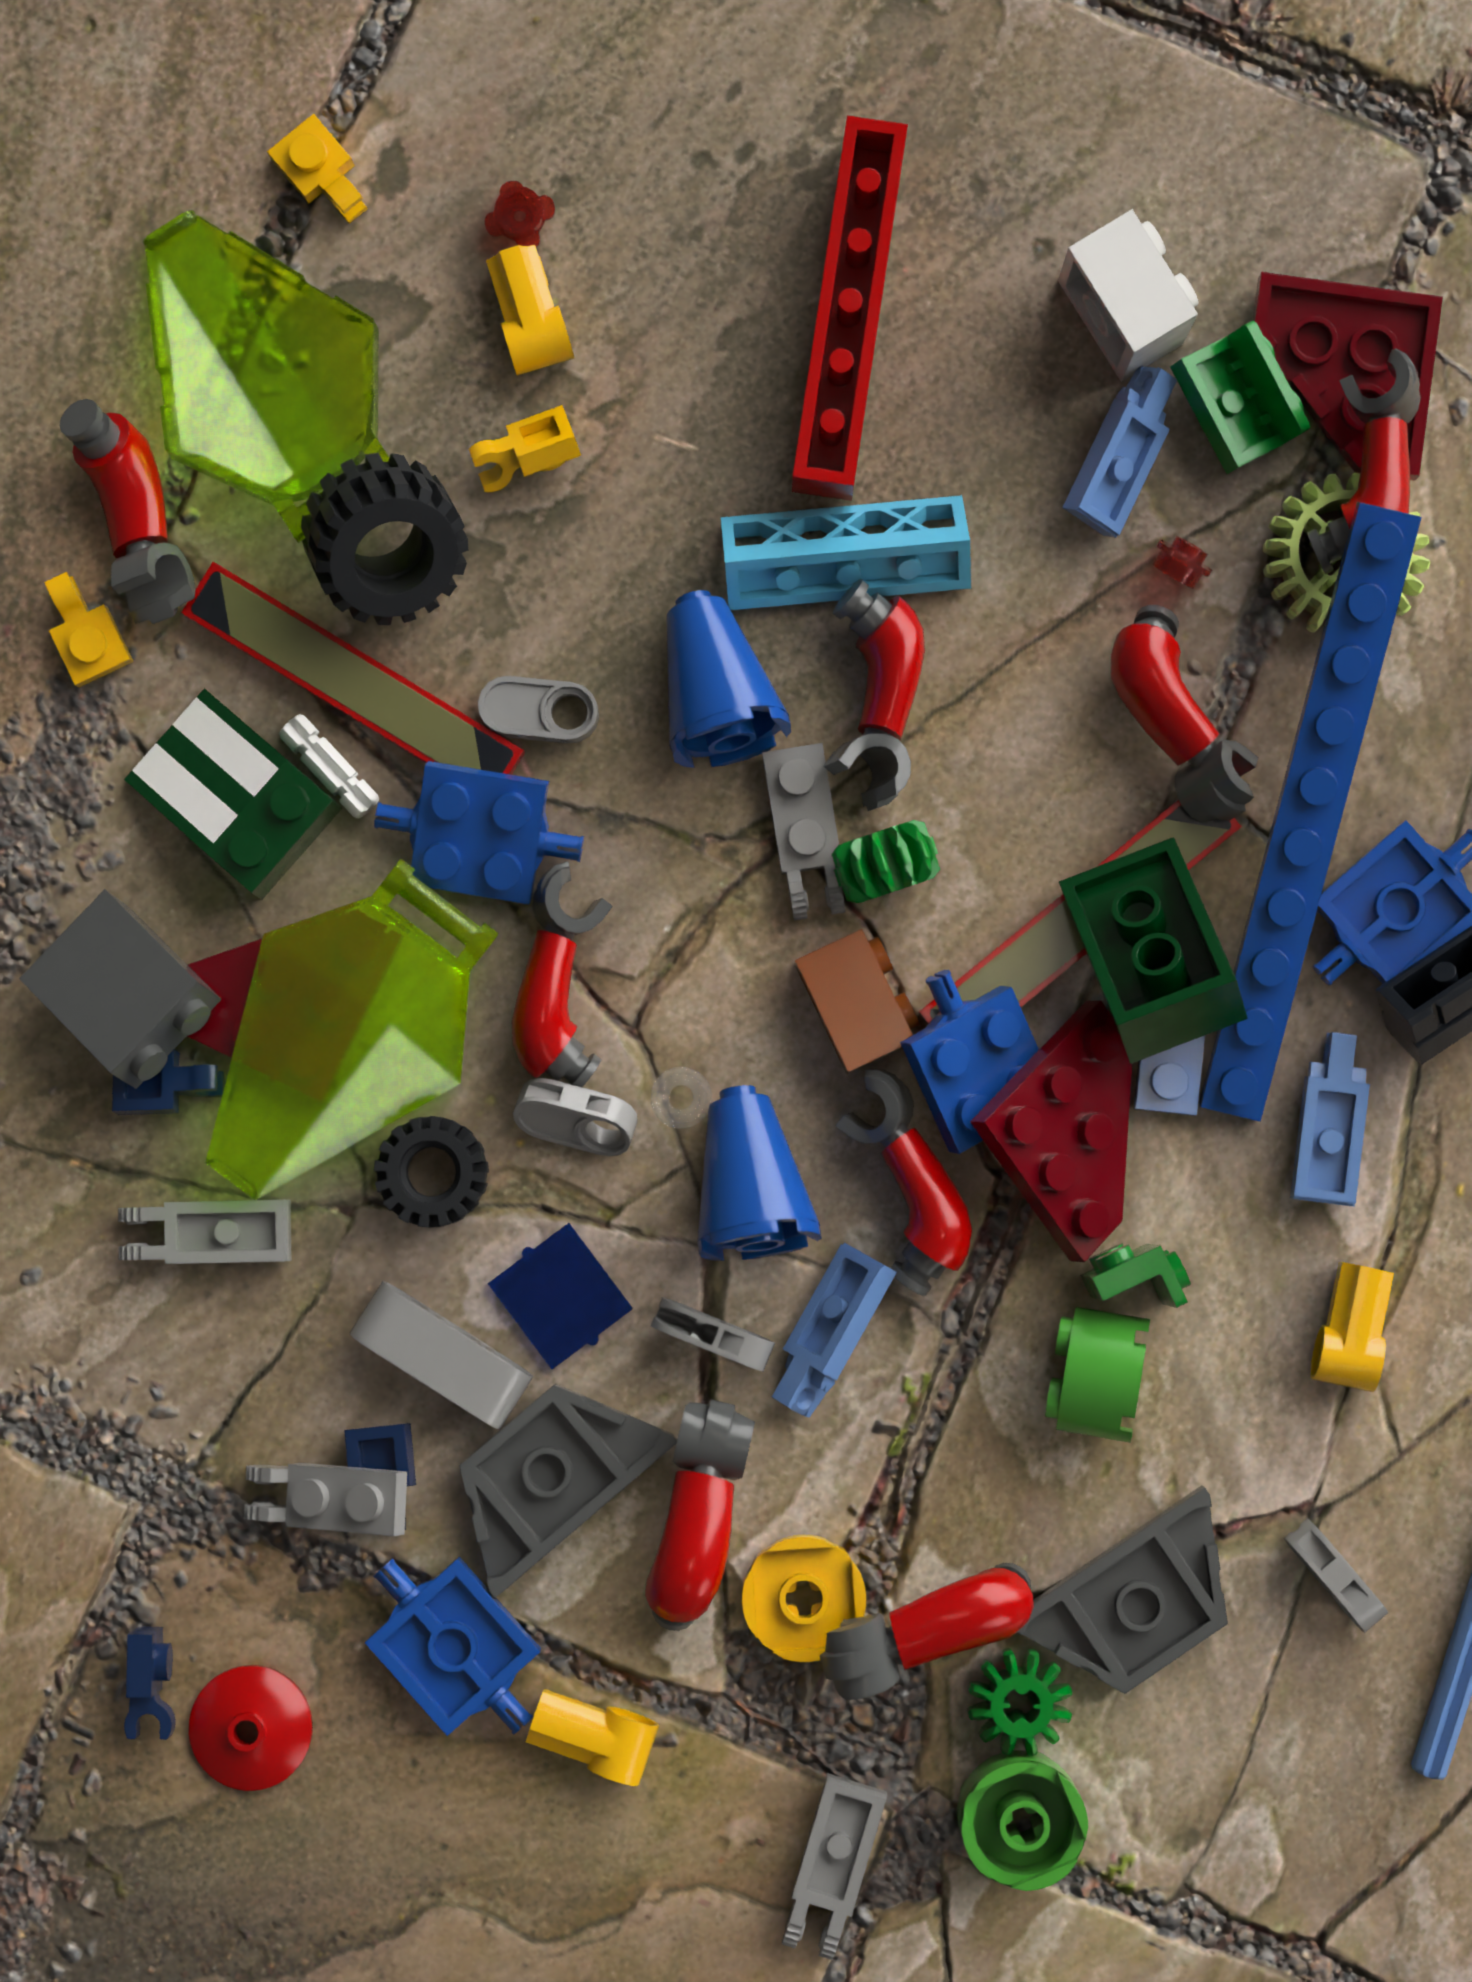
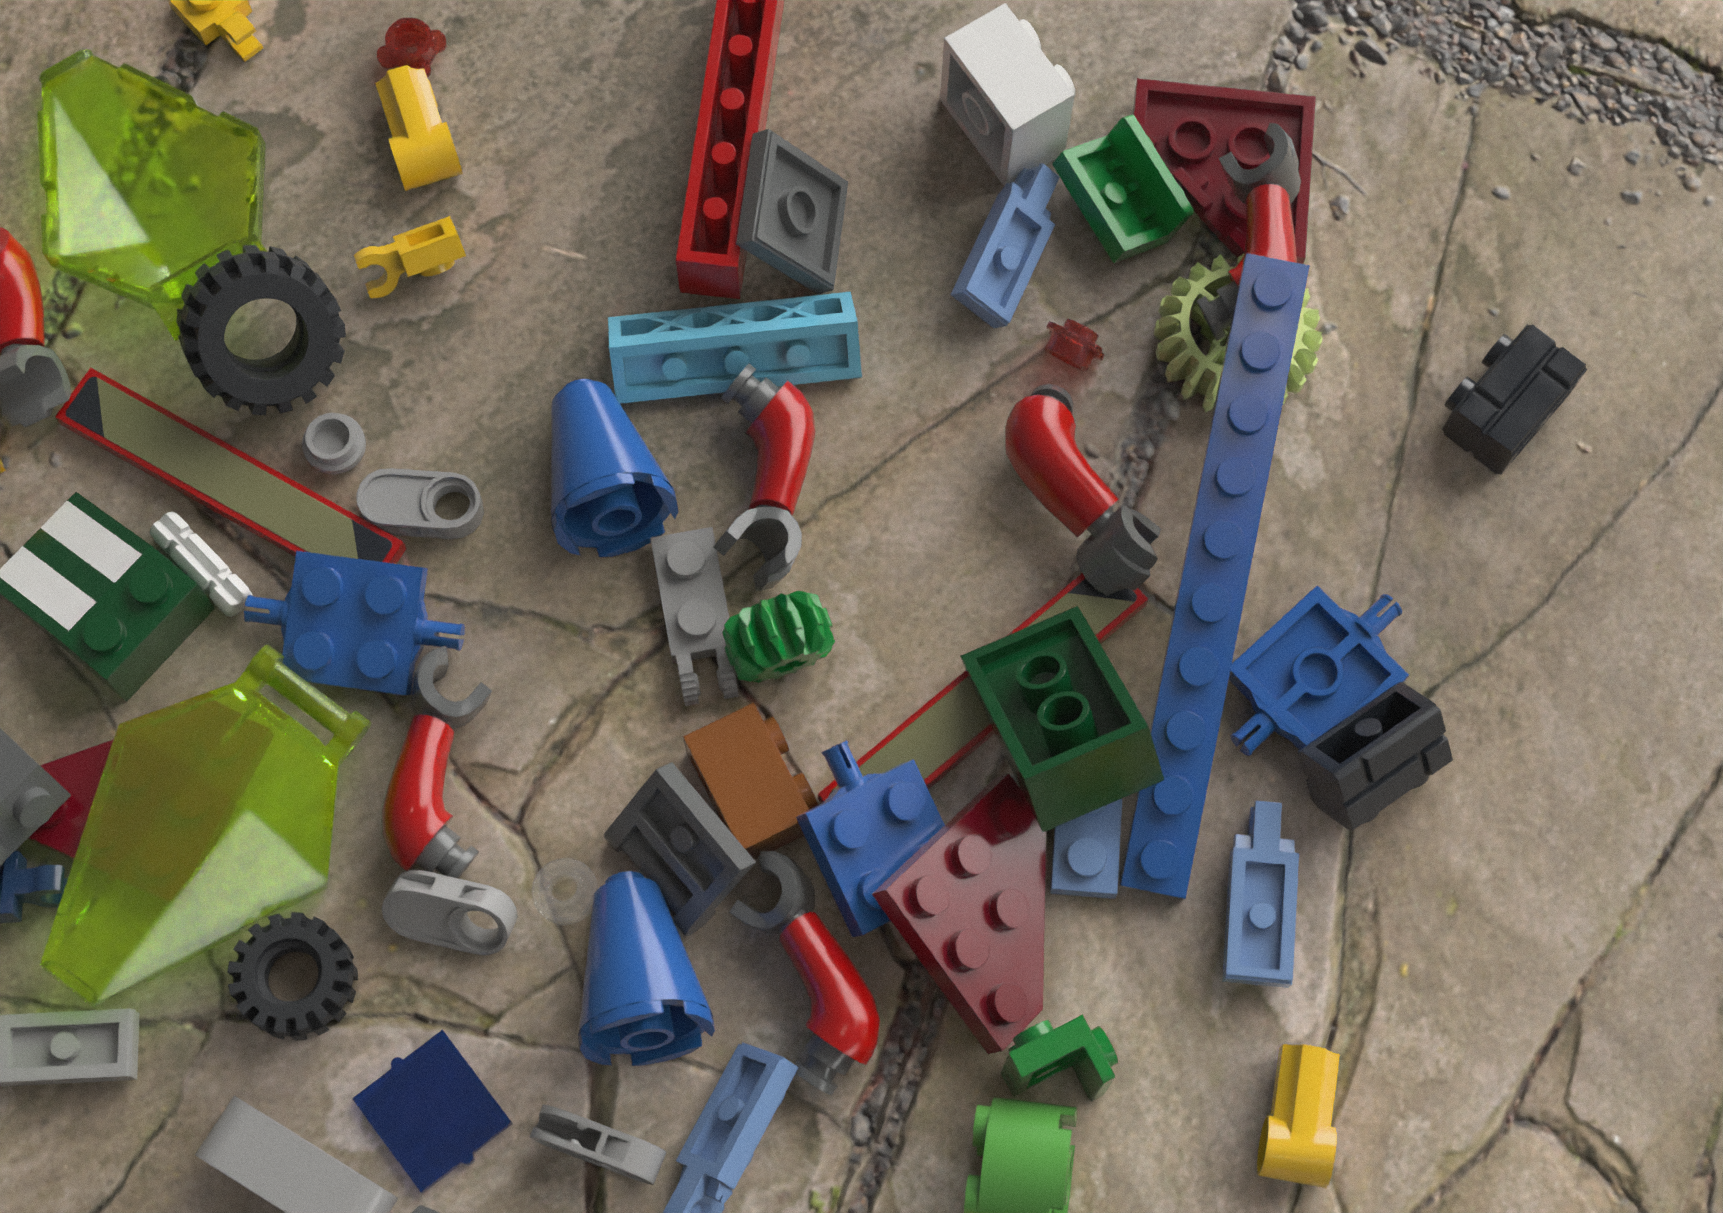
camera: 10 degrees left, 15 degrees down
(453, 645) = (333, 443): none -> light grey plate
(791, 1064) = (680, 847): none -> dark grey plate
(908, 417) = (792, 212): none -> dark grey plate

